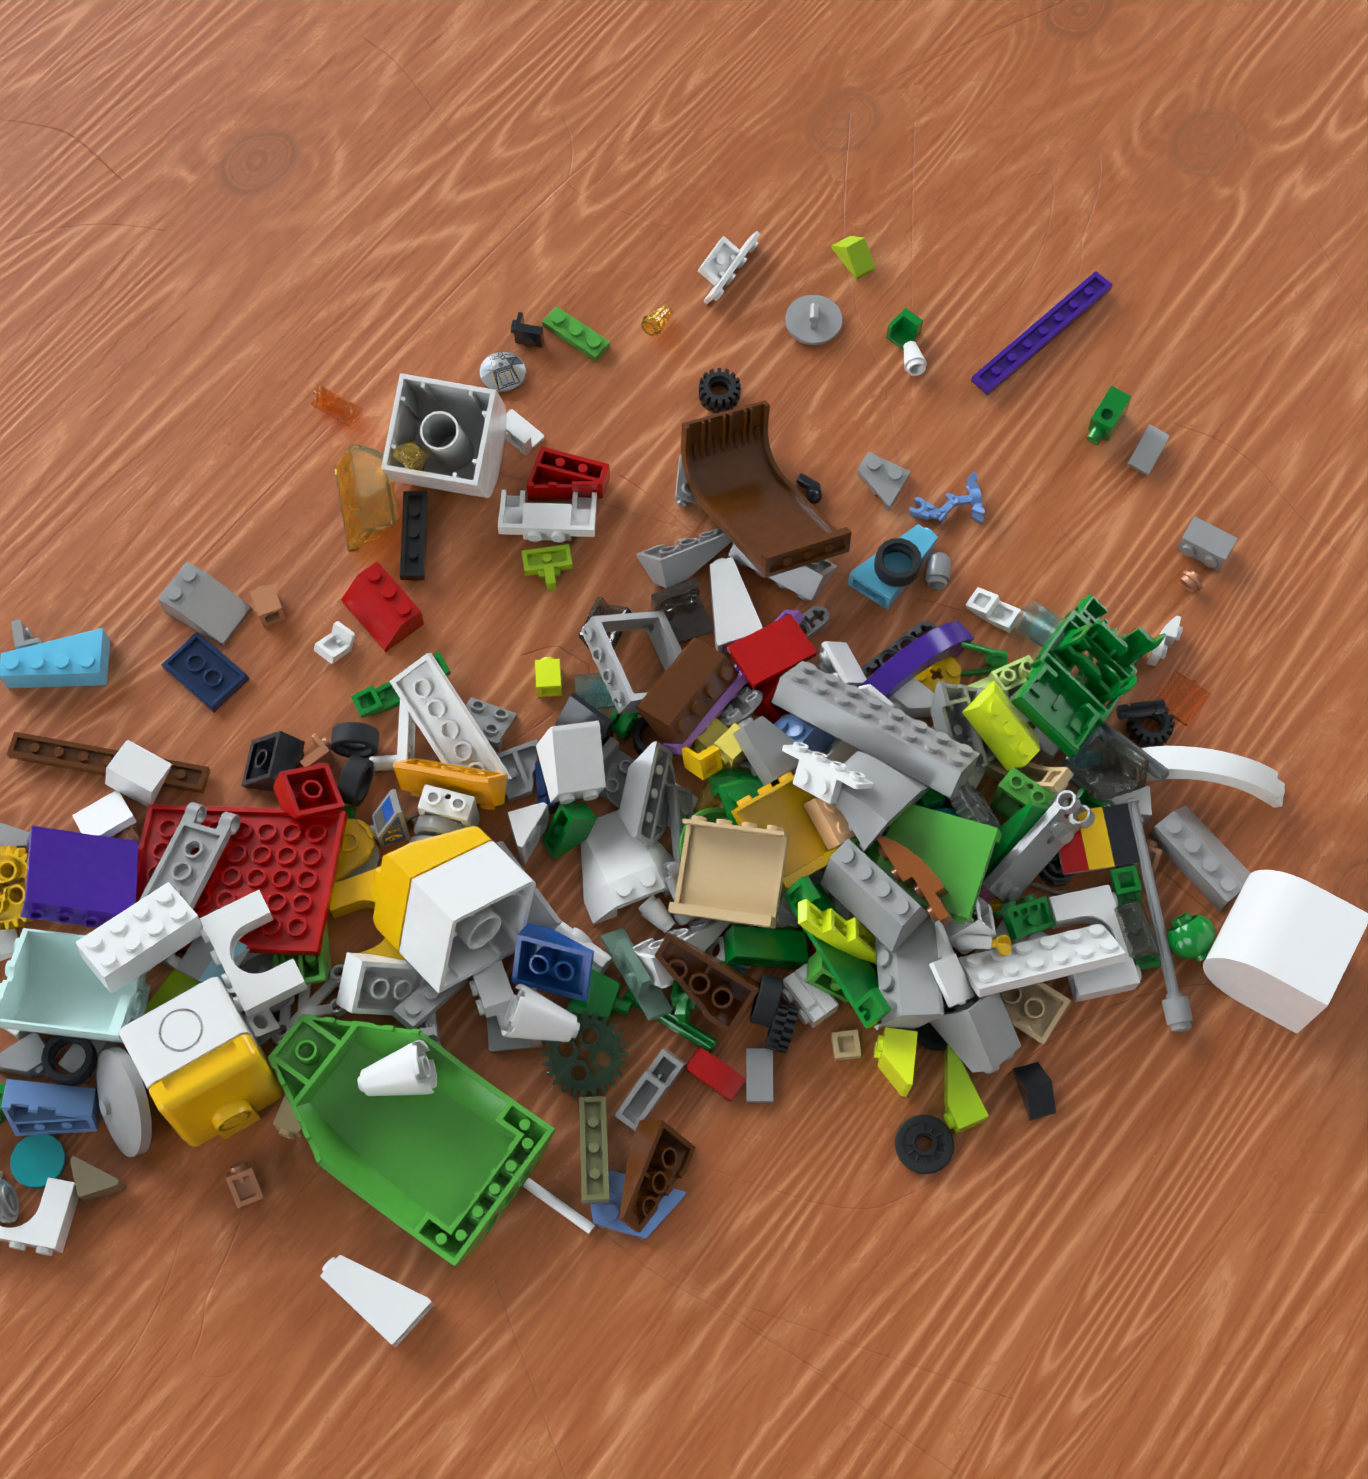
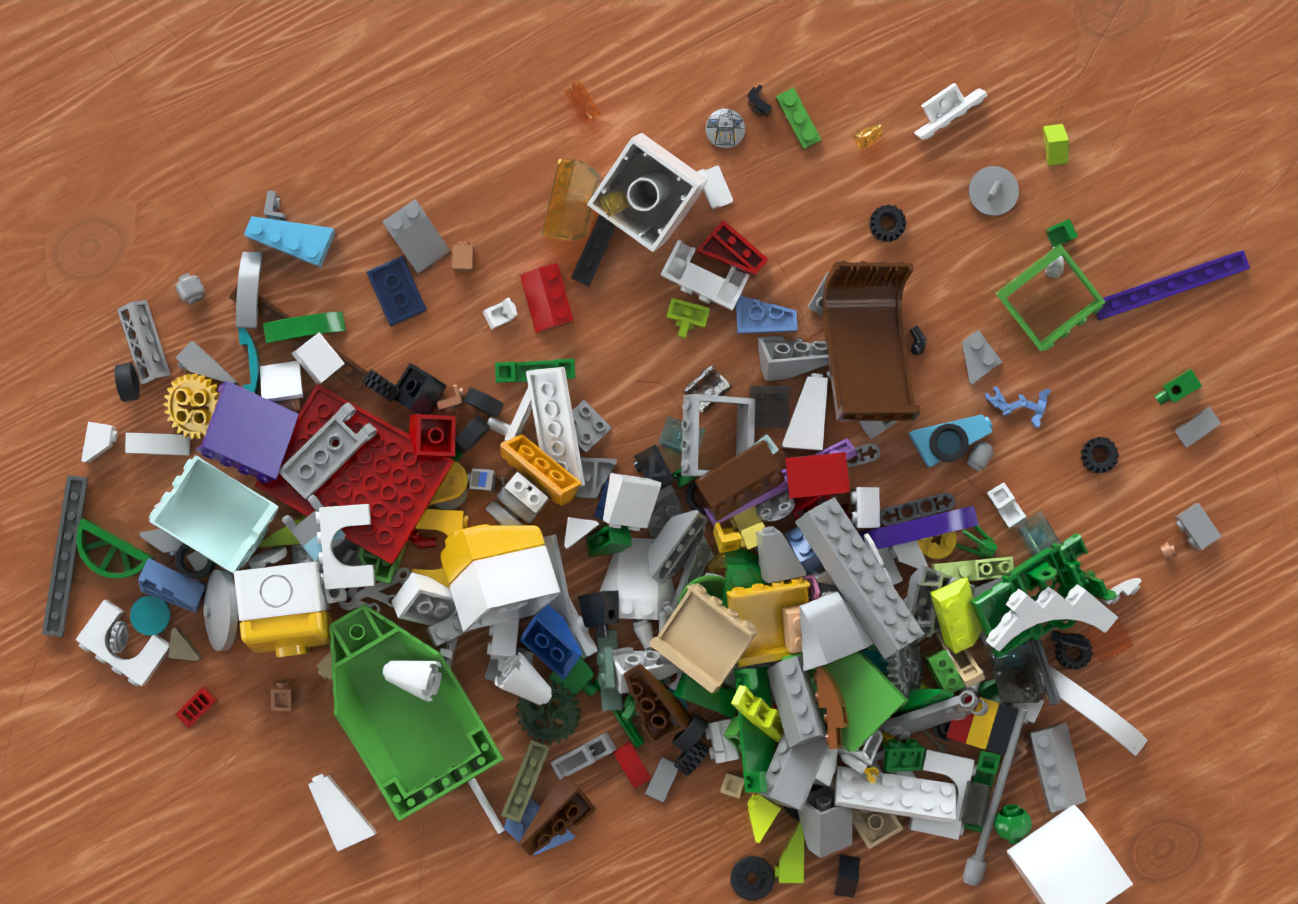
camera: 25 degrees right, 20 degrees up
(27, 736) = (248, 289): none -> light grey slope
(48, 794) = (246, 339): none -> teal slope
(105, 746) = (304, 326): none -> green slope
(139, 938) = (272, 504): white brick -> none
(152, 1243) = (208, 696): none -> red slope
(226, 771) = (381, 385): none -> black tyre
(343, 928) = (420, 541): none -> red arm
(548, 677) = (647, 411): neon yellow brick -> none
(593, 906) = (600, 610): none -> black torso
(630, 533) = (762, 317): none -> medium blue wing
(822, 776) = (801, 600): white bracket -> none
(945, 350) = (1078, 319): none -> bright green window
(951, 980) = (821, 785): white piece -> none
(1063, 506) = (1091, 464): none -> black tyre
(1081, 680) = (1049, 606): none -> white arch

